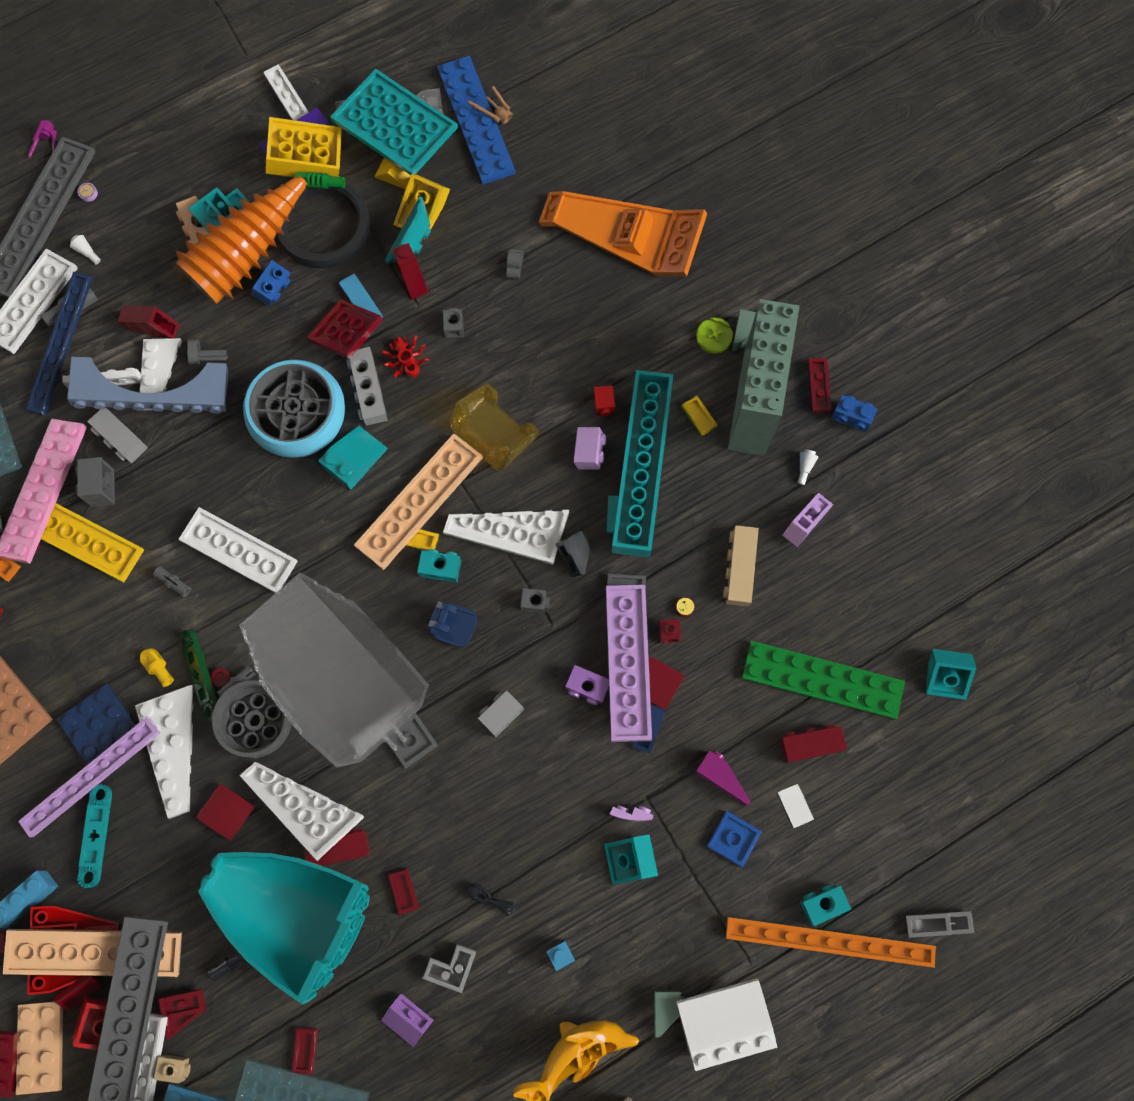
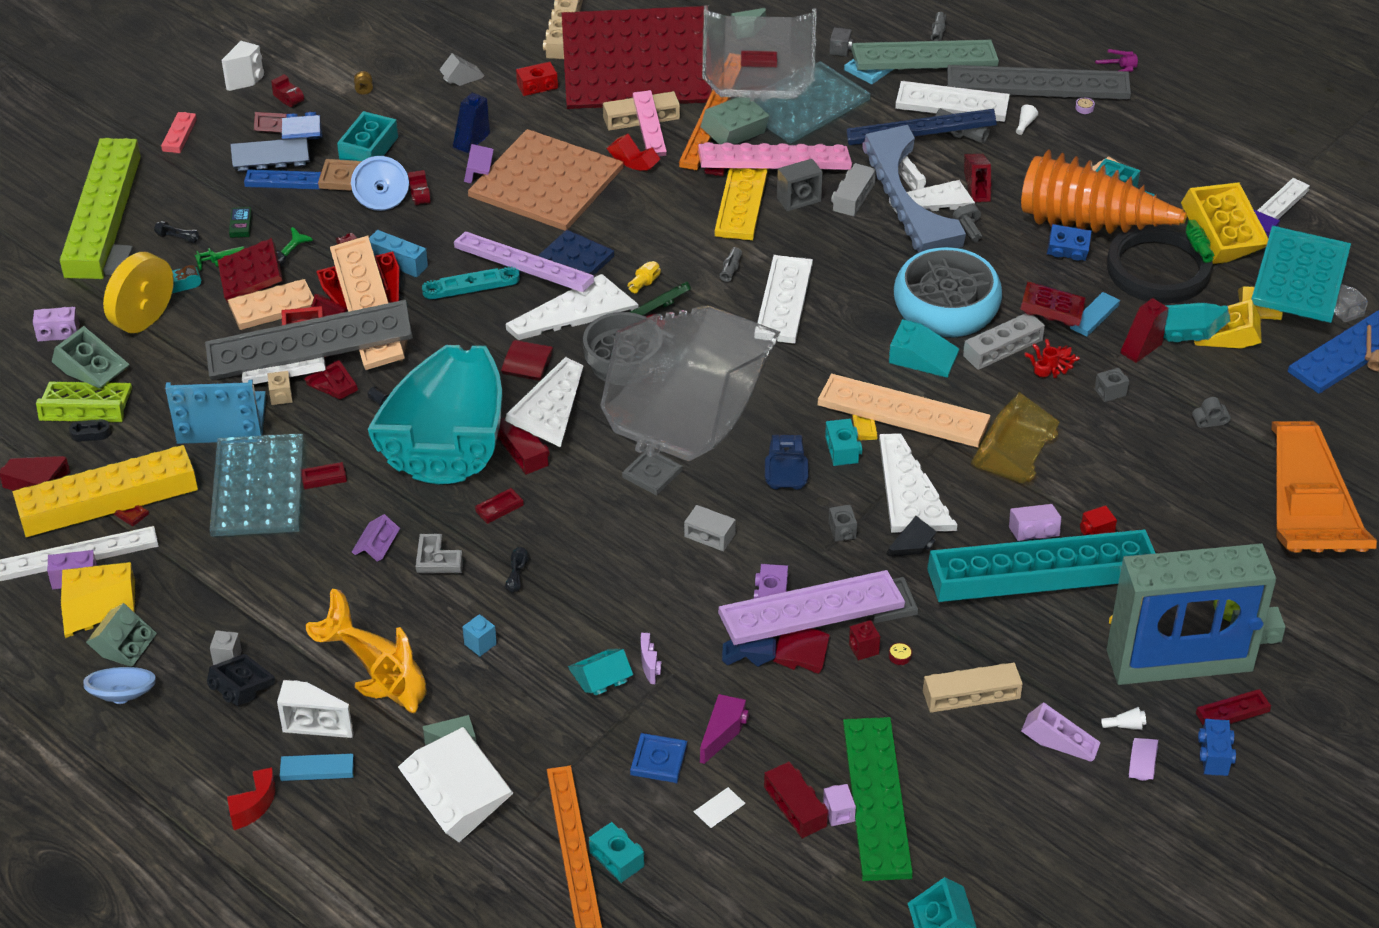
camera: 70 degrees right, 30 degrees down
(827, 712) = (839, 804): none -> lavender brick
(848, 469) = (1143, 759): none -> lavender slope

